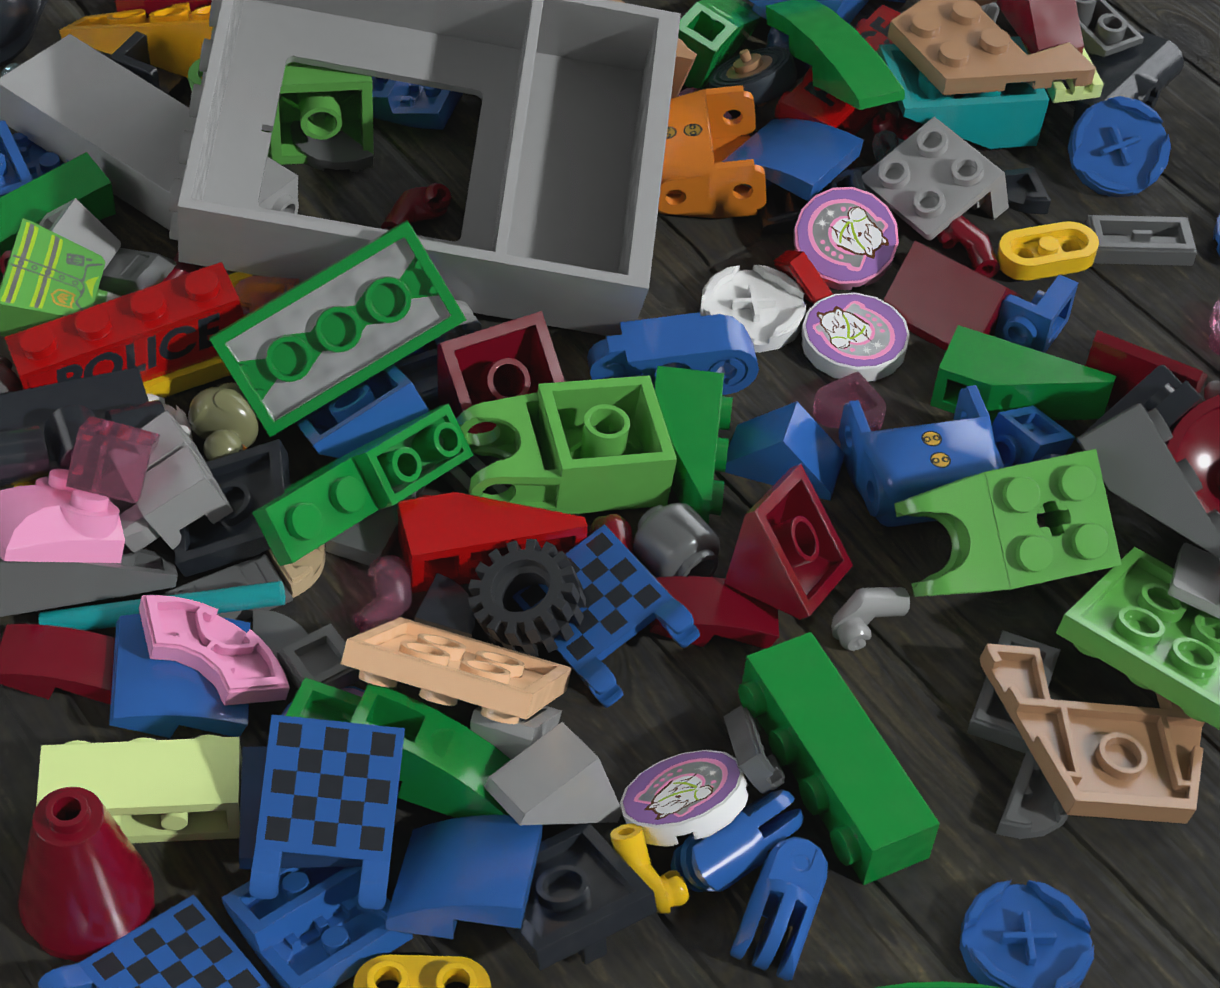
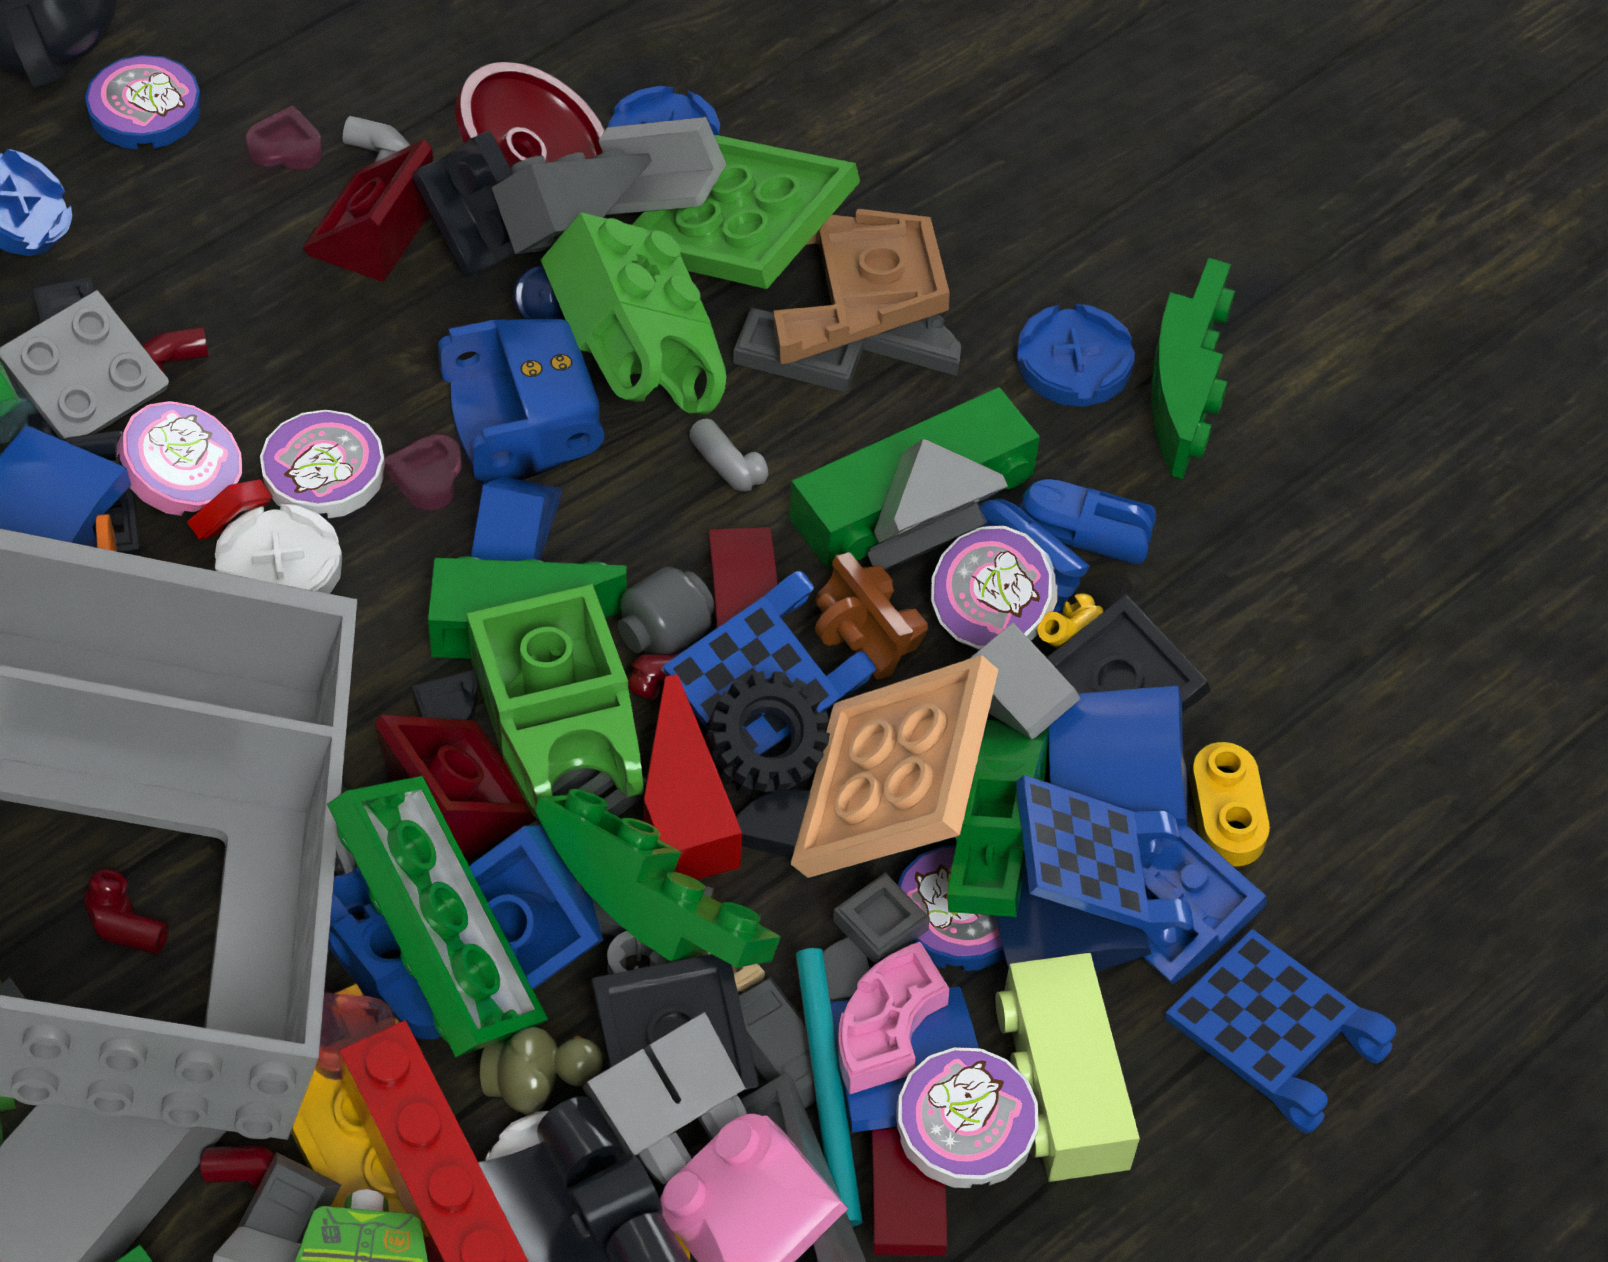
camera: 95 degrees left, 5 degrees up
(81, 877) = (1195, 1095): dark red cone -> none
(94, 688) = (967, 1117): none -> tile
(111, 459) = (678, 1122): clear pink panel -> none
(393, 593) = (765, 874): clear pink arm -> none
(643, 706) = (860, 614): none -> dark orange hips
(678, 341) = (387, 615): blue piece -> none
(787, 727) = (930, 485): none -> light grey slope
(788, 548) = (673, 513): dark red slope -> none
(941, 294) = (262, 372): dark red slope -> none
(1019, 377) = (392, 339): green slope -> none
(1027, 435) = (475, 302): blue bracket -> none
(1040, 321) = (296, 288): blue bracket -> none
(1047, 250) = (180, 282): yellow plate -> none
(1143, 240) = (147, 240): dark grey tile -> none

